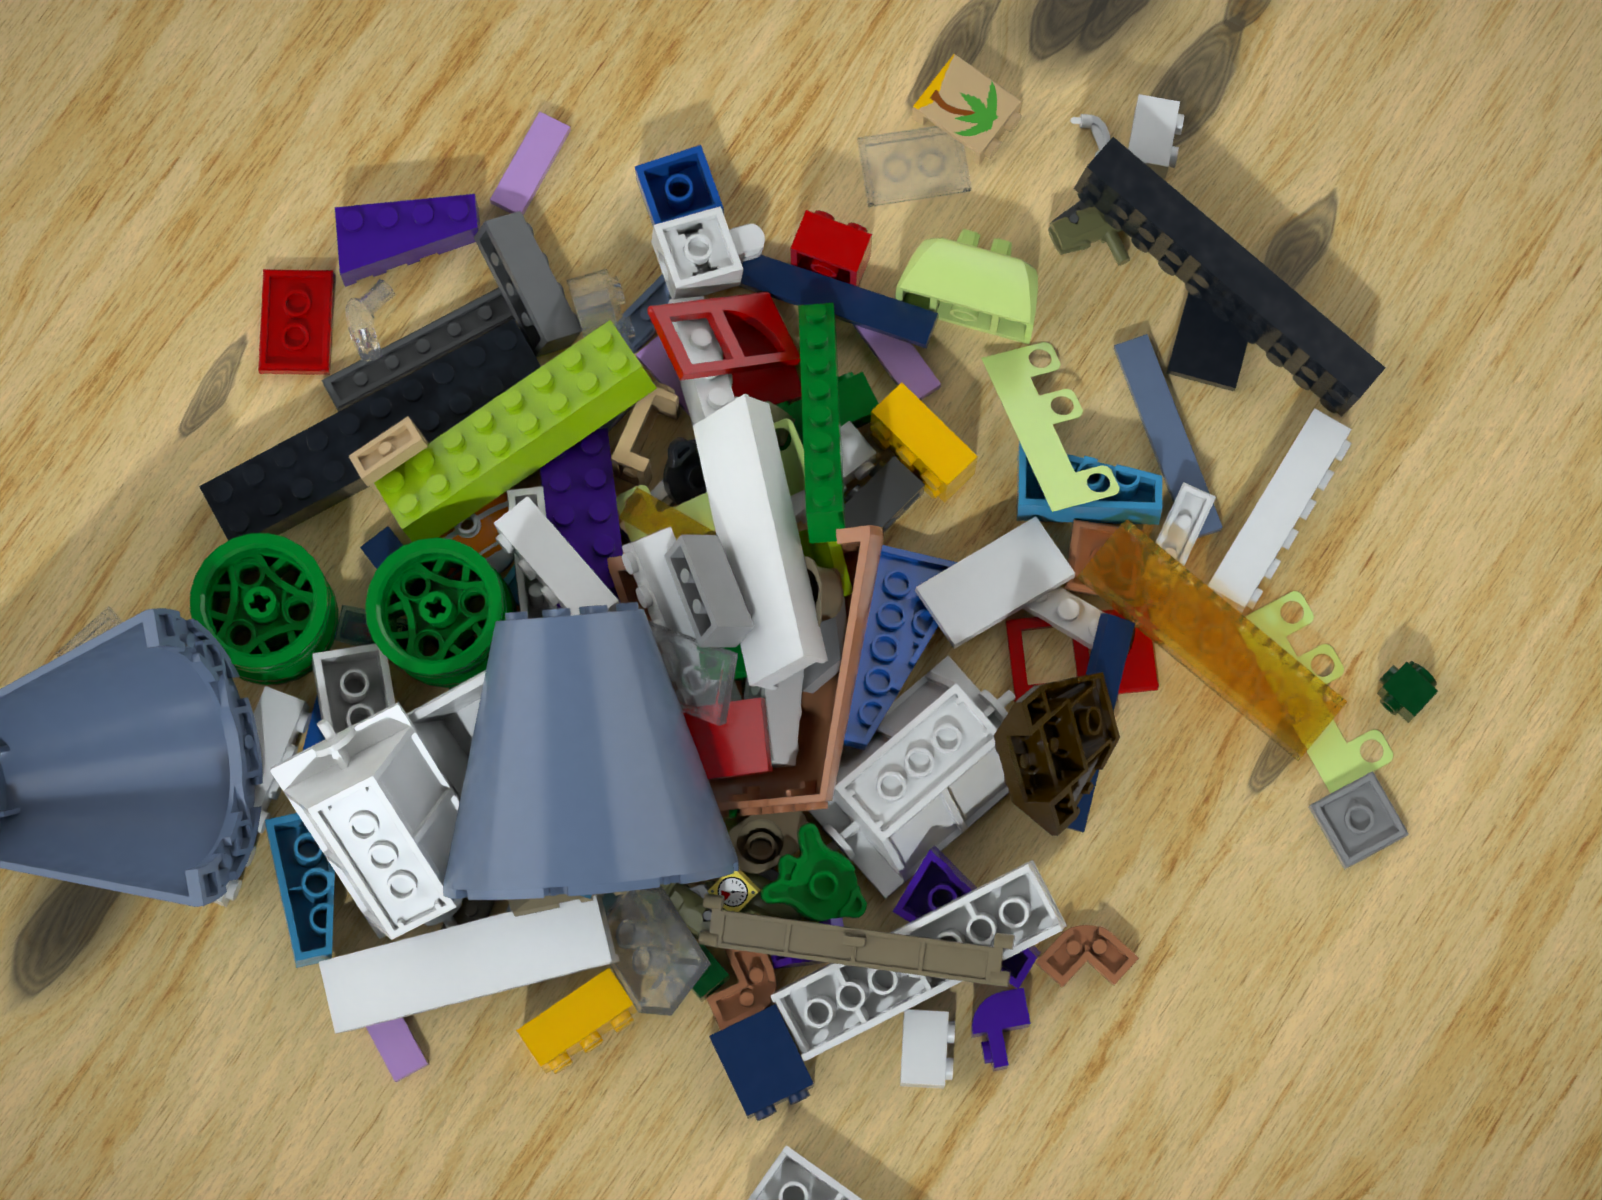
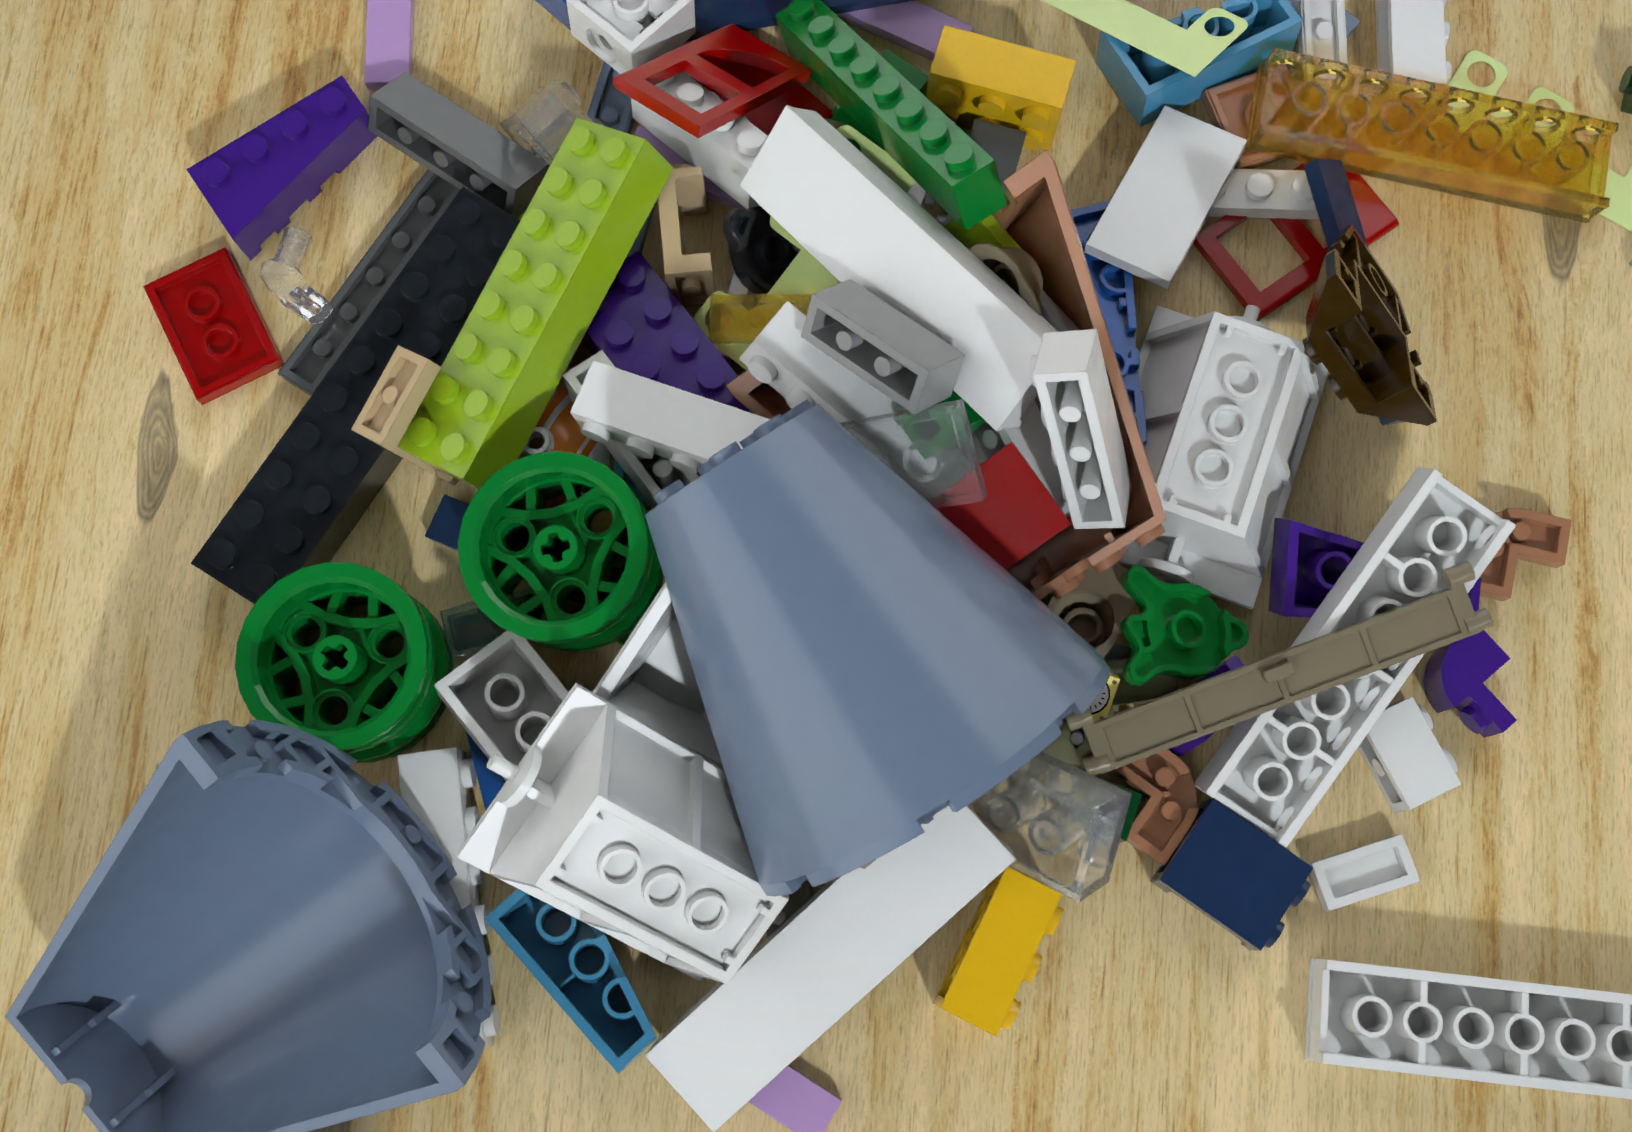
camera: 30 degrees left, 0 degrees up
(798, 715) = (1082, 428): none -> white brick
(852, 1111) = (1363, 872): none -> white tile

